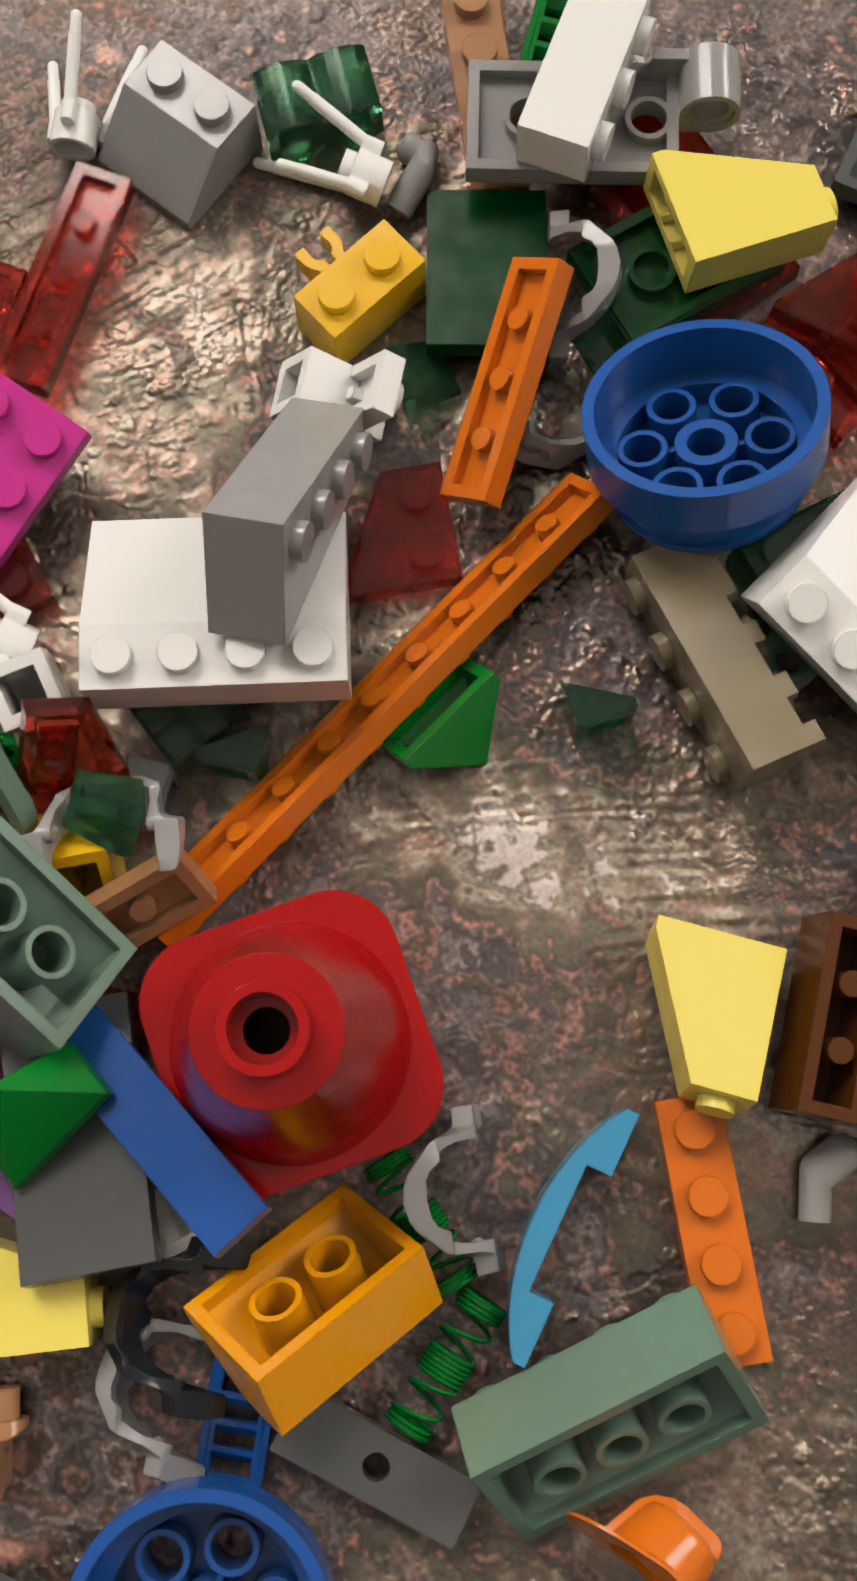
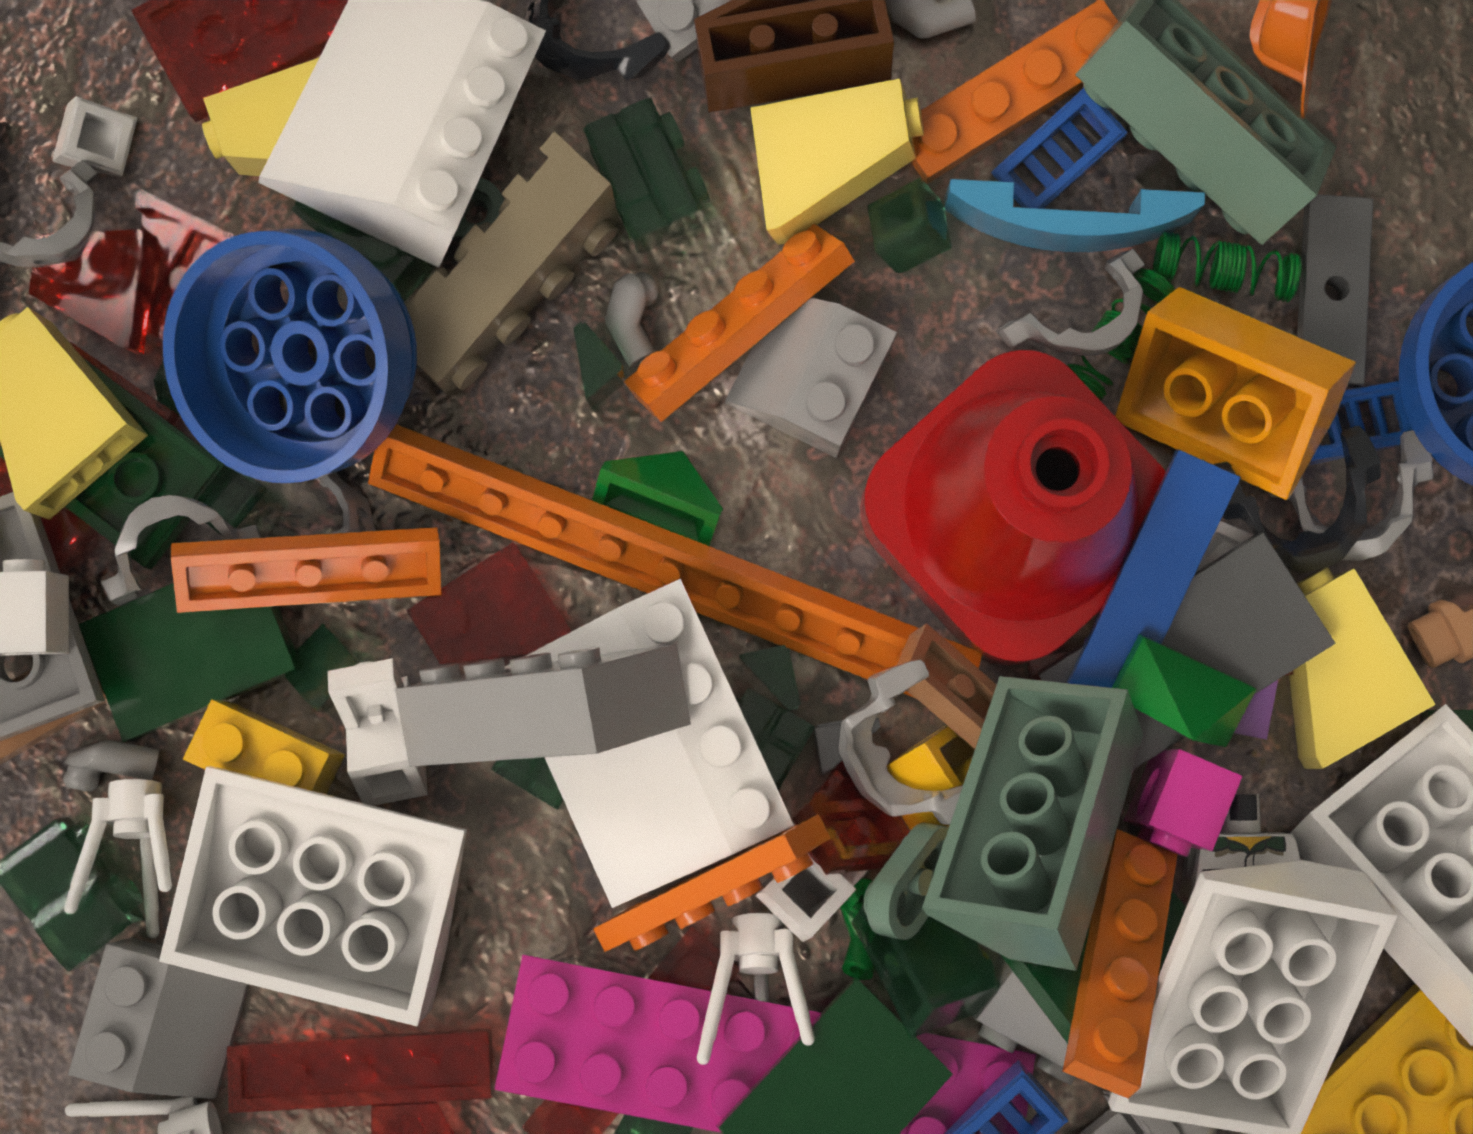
camera: 110 degrees left, 5 degrees up
(56, 662) = (732, 879): none -> orange plate
(106, 810) = (890, 753): clear green slope -> none
(213, 282) = (315, 896): none -> white slope
(507, 907) = (813, 373): none -> light grey slope
(584, 859) = (738, 321): none -> orange plate
(610, 1190) = (1100, 120): none -> blue slope
(613, 1063) = (909, 226): none -> clear green slope
(635, 760) = (625, 312): none -> light grey arm
(761, 829) = (646, 174): none -> clear green brick

